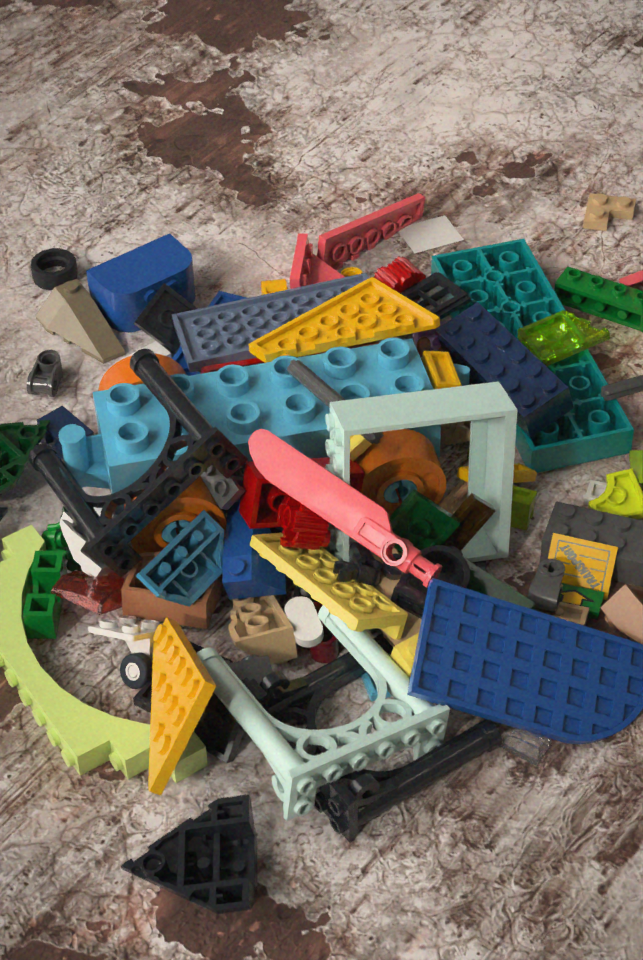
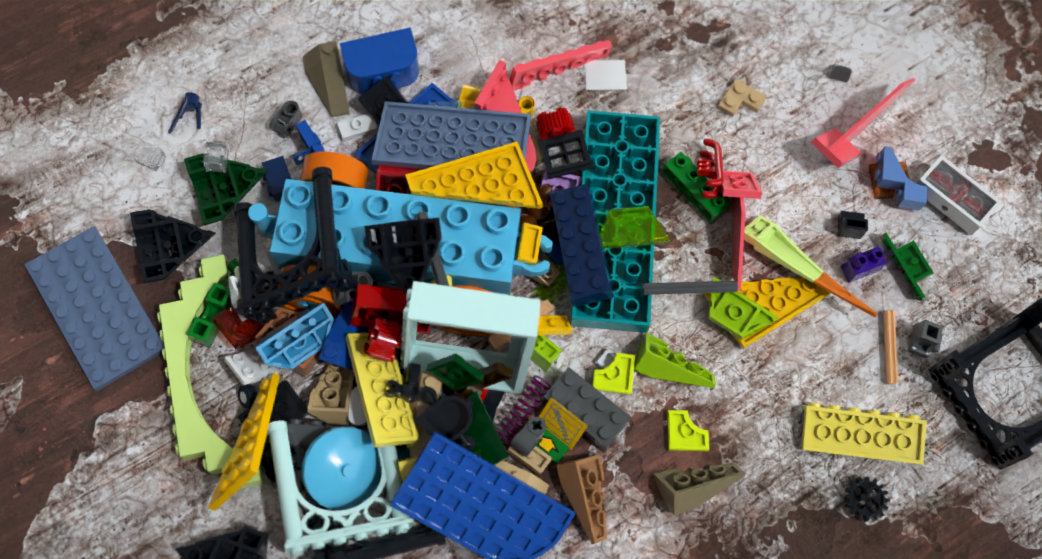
camera: 15 degrees right, 25 degrees up
(52, 258) = (330, 7): black tyre -> none
(83, 382) = (310, 140): none -> blue piece
(297, 392) = (405, 248): none -> black wedge
(315, 683) = (341, 468): none -> medium azure dish
(336, 502) = (398, 351): coral piece -> none
(533, 545) = (537, 383): none -> magenta piece
(617, 268) = (711, 168): none -> red piece

